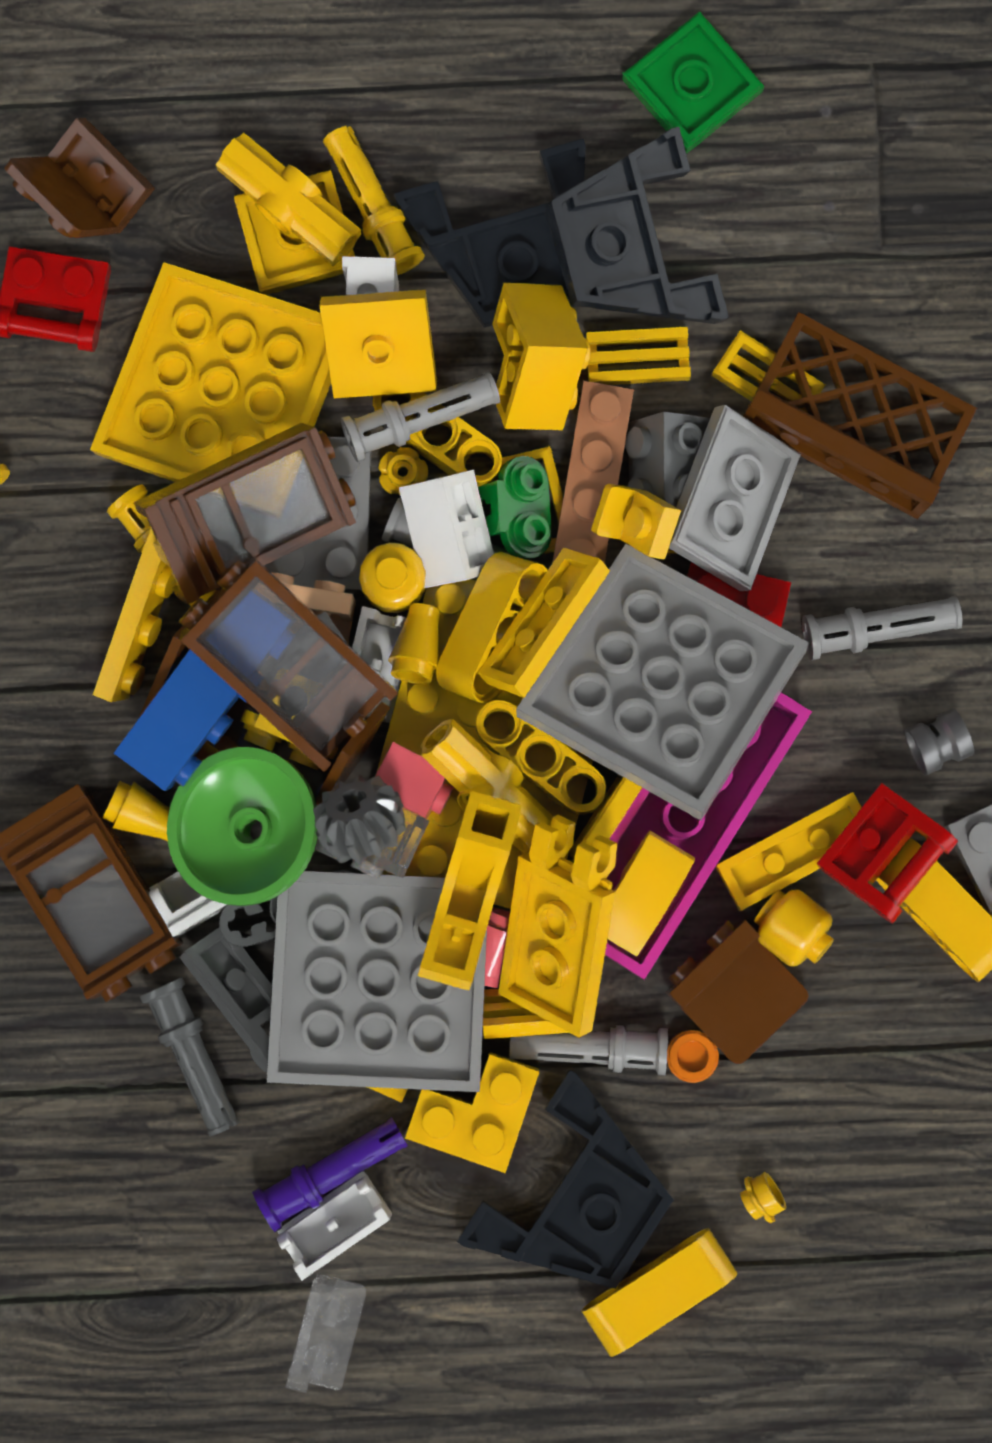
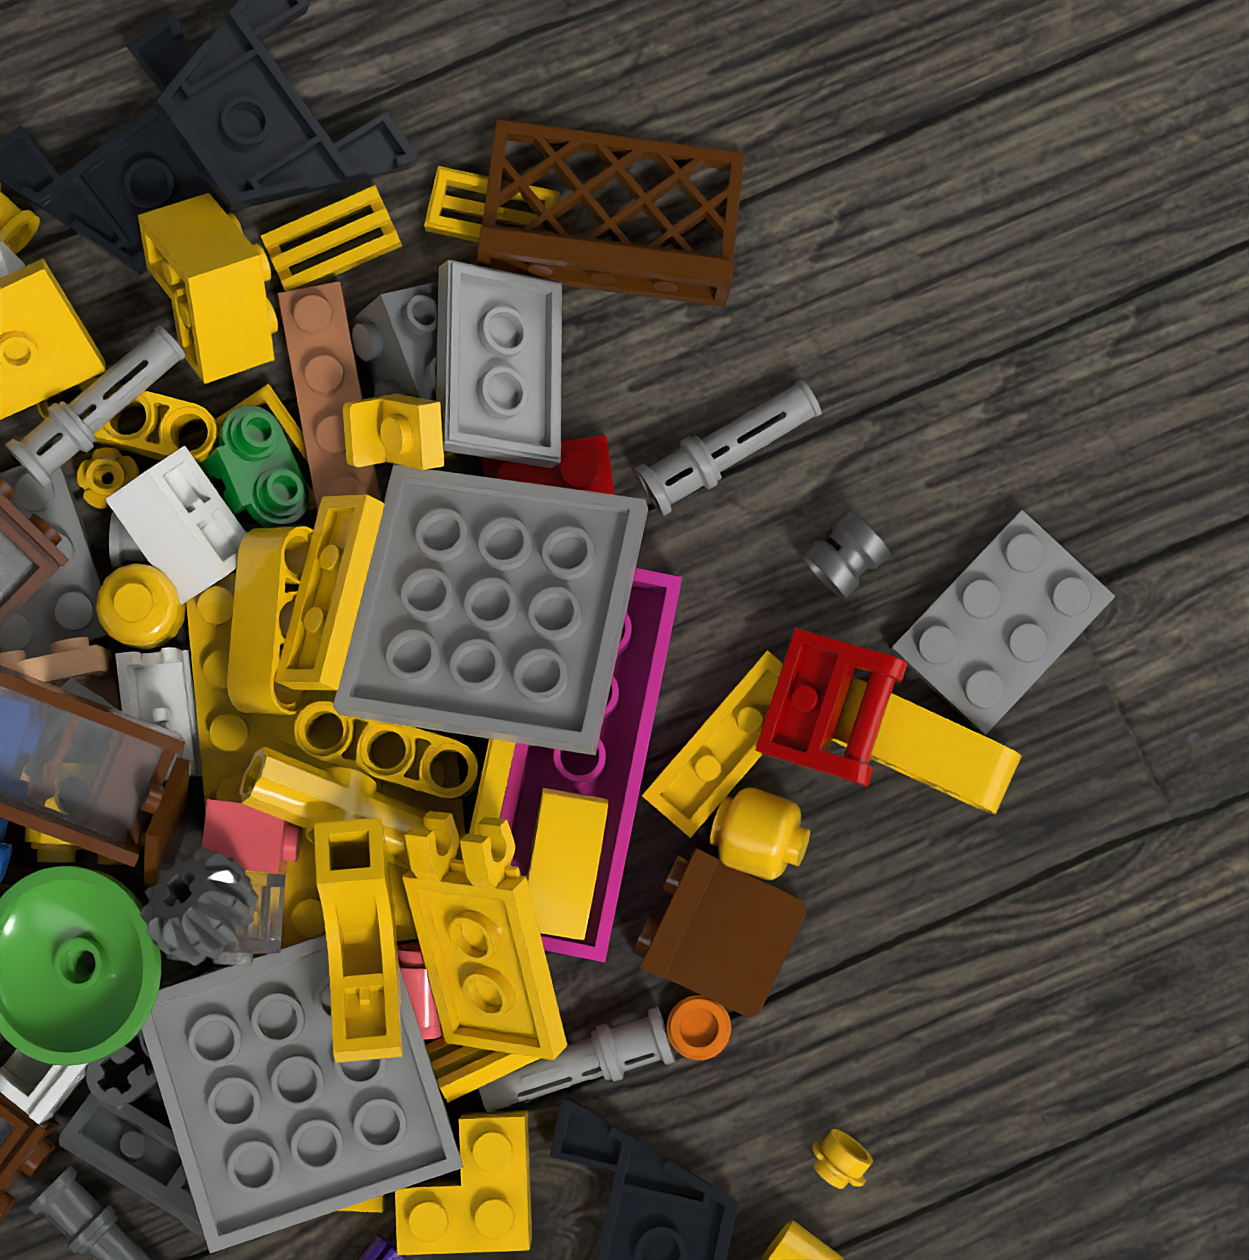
camera: 20 degrees left, 0 degrees up
(417, 646) = (196, 675): yellow cone -> none

